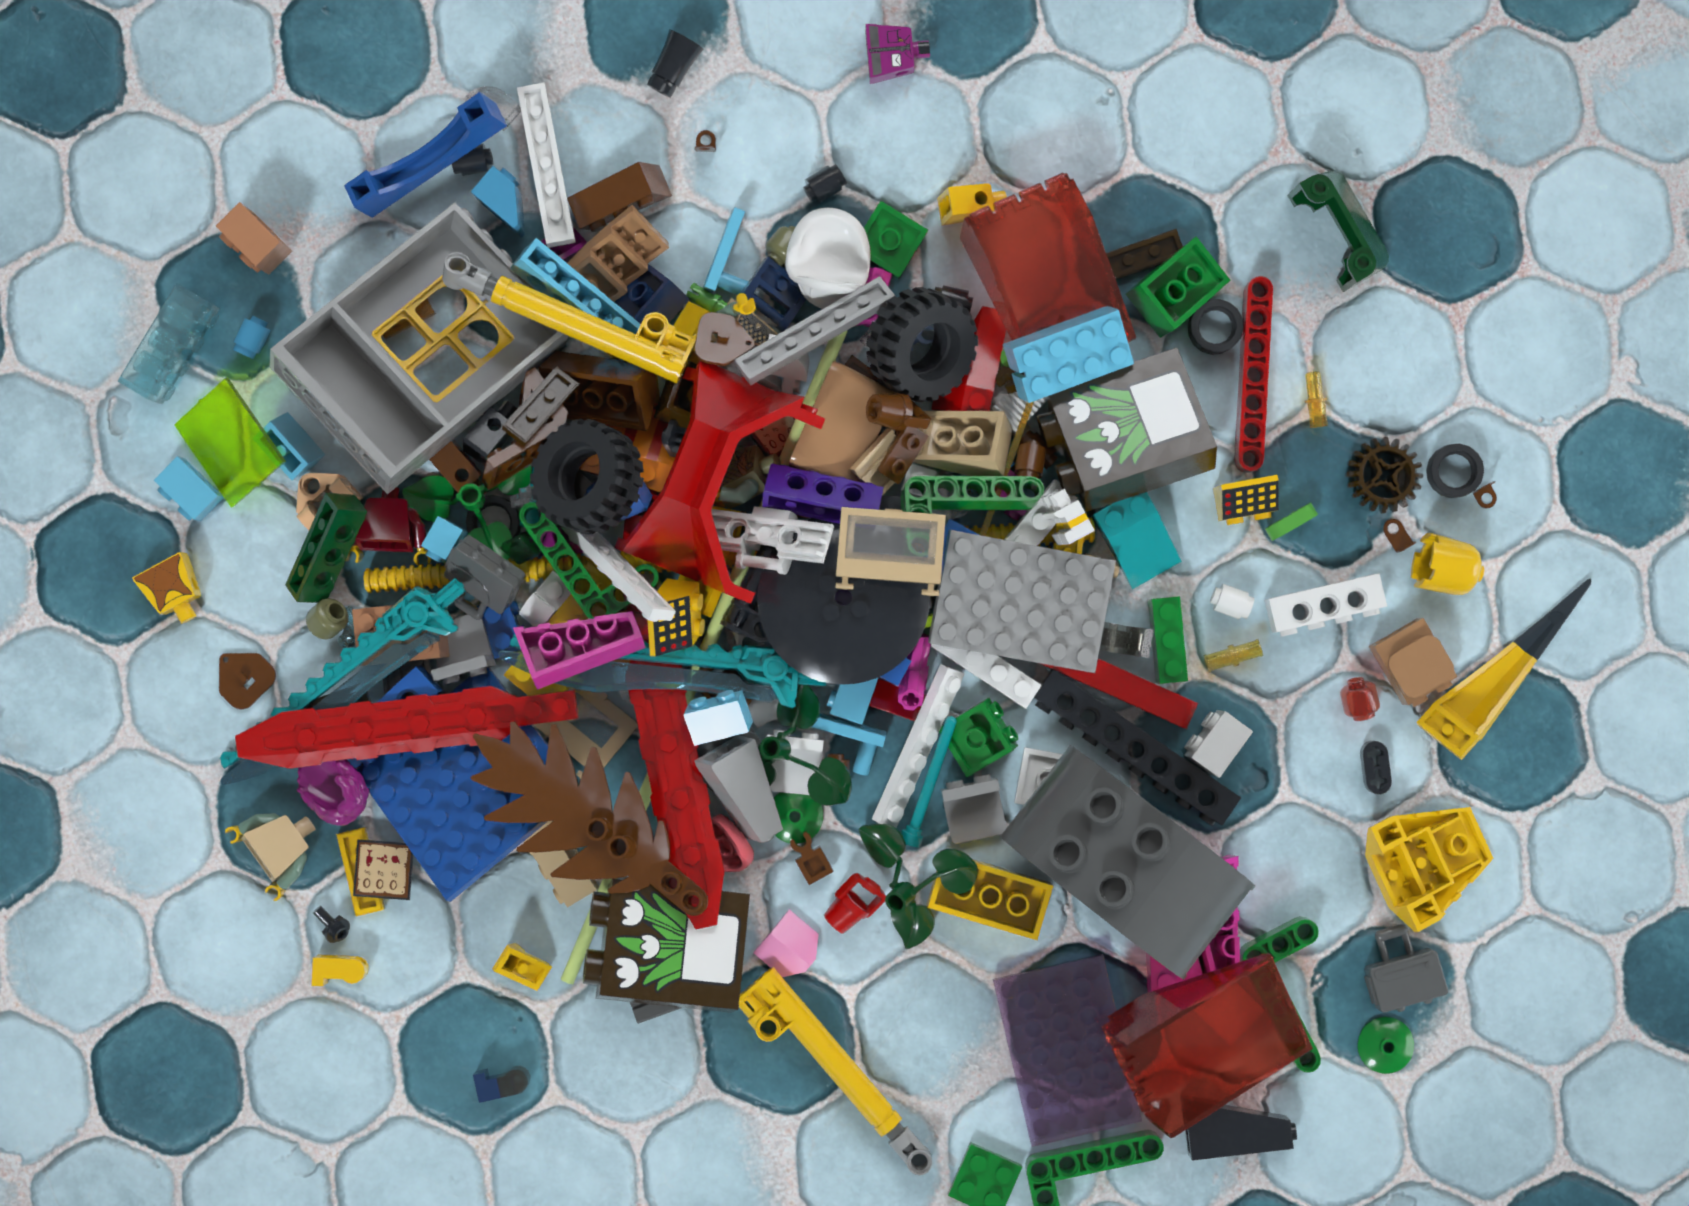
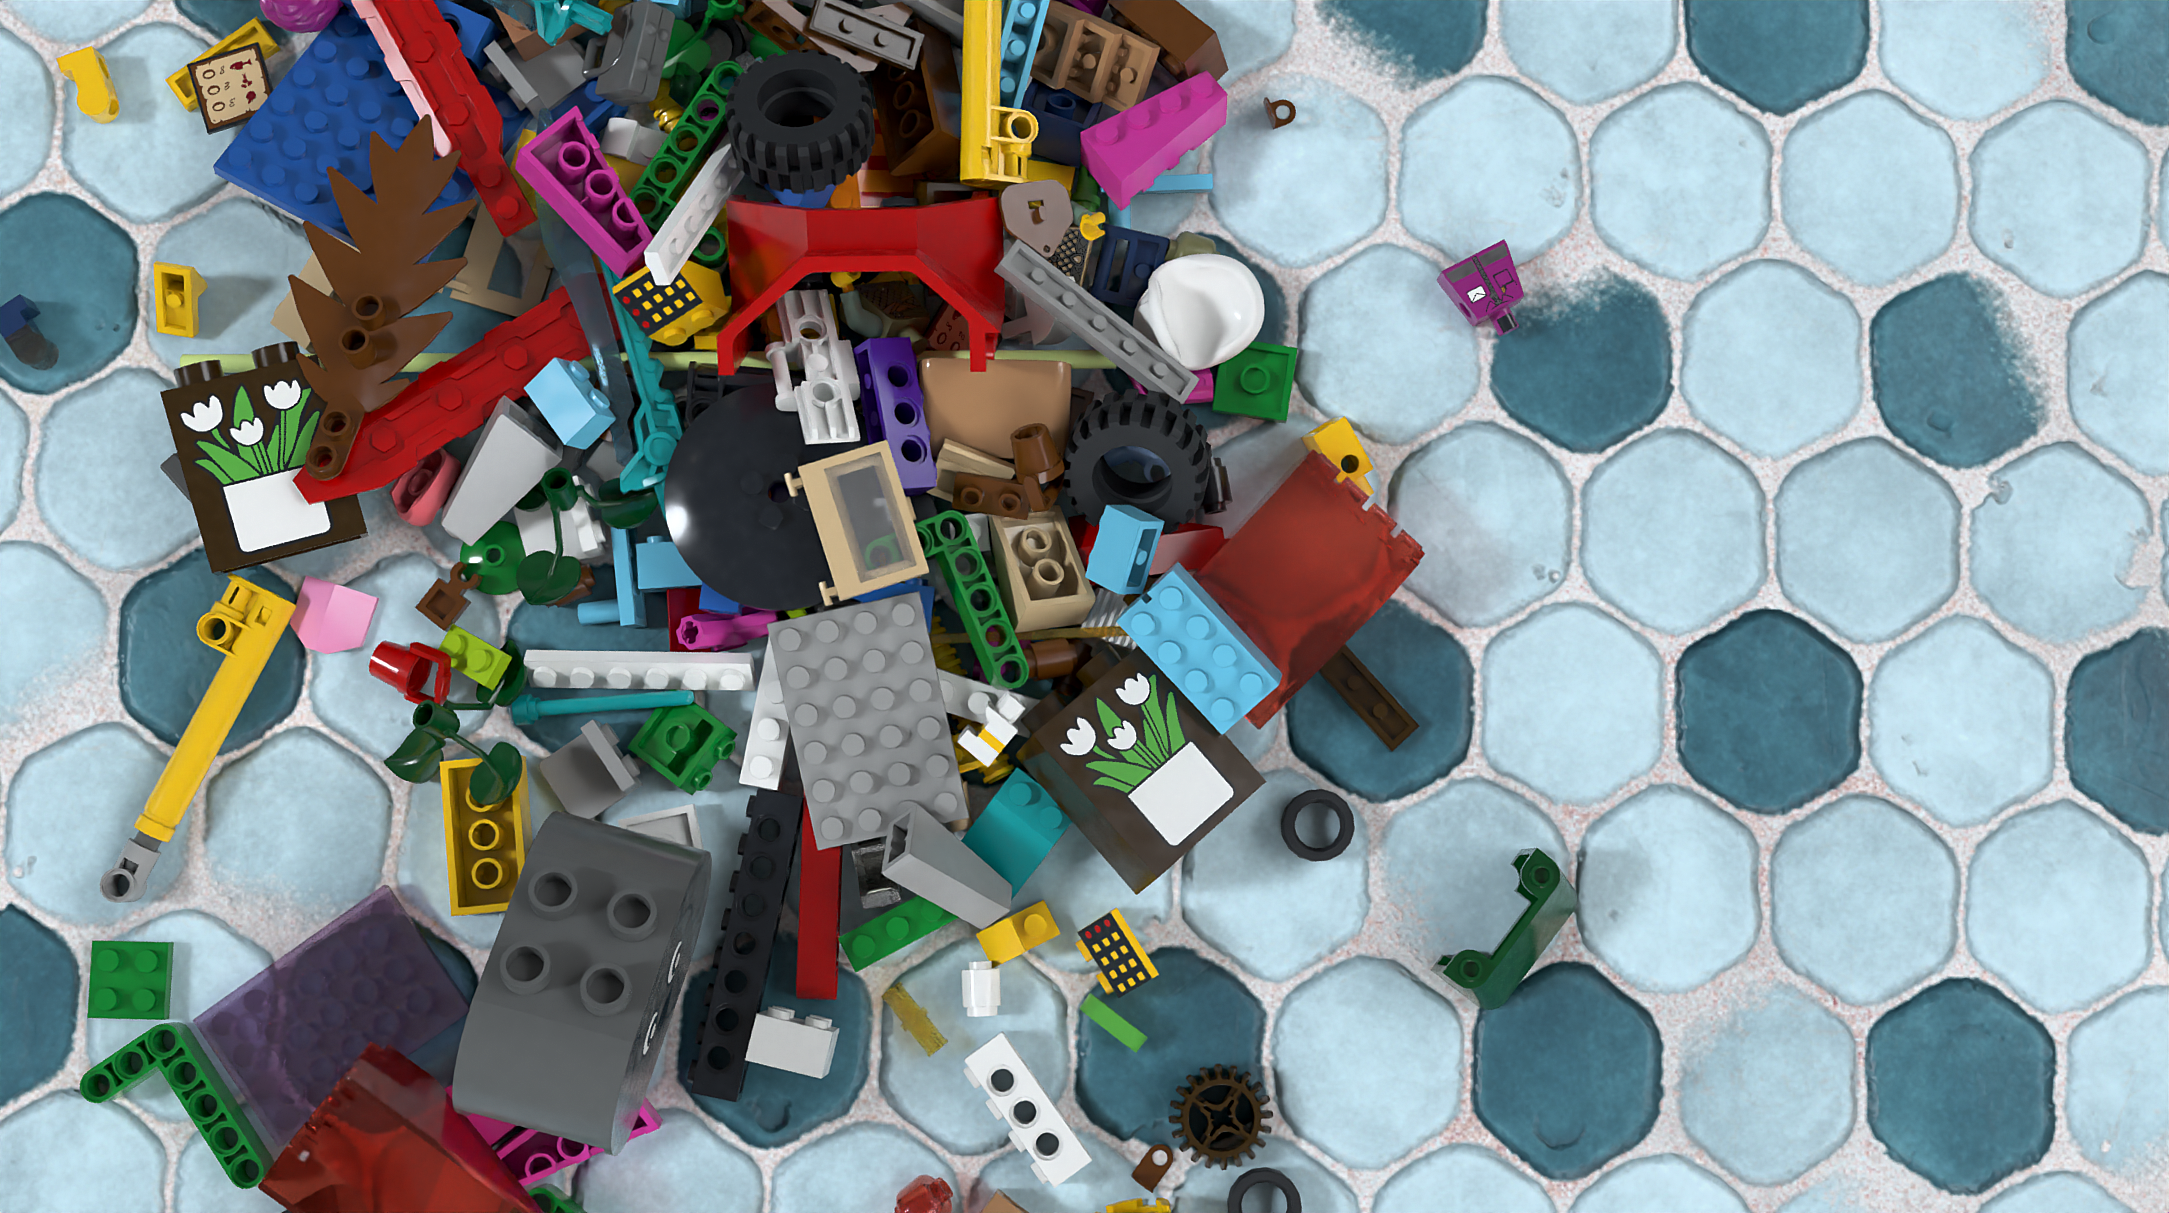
camera: 65 degrees right, 5 degrees down
(335, 929) = (141, 62): black plate -> none
(673, 63) = (1357, 32): black plant -> none
(692, 240) = (1152, 136): none -> dark pink wedge
(824, 183) = (1289, 272): black brick -> none
(861, 856) = (475, 657): none -> lime plate
(979, 377) = (1124, 549): none -> medium azure brick
(1144, 592) = (943, 869): none -> light grey slope
(1178, 287) = (1346, 757): green slope -> none
(1204, 561) = (1018, 933): none -> yellow slope
(1260, 362) = (1293, 886): red beam -> none
(1315, 401) = (1279, 990): clear yellow axle -> none

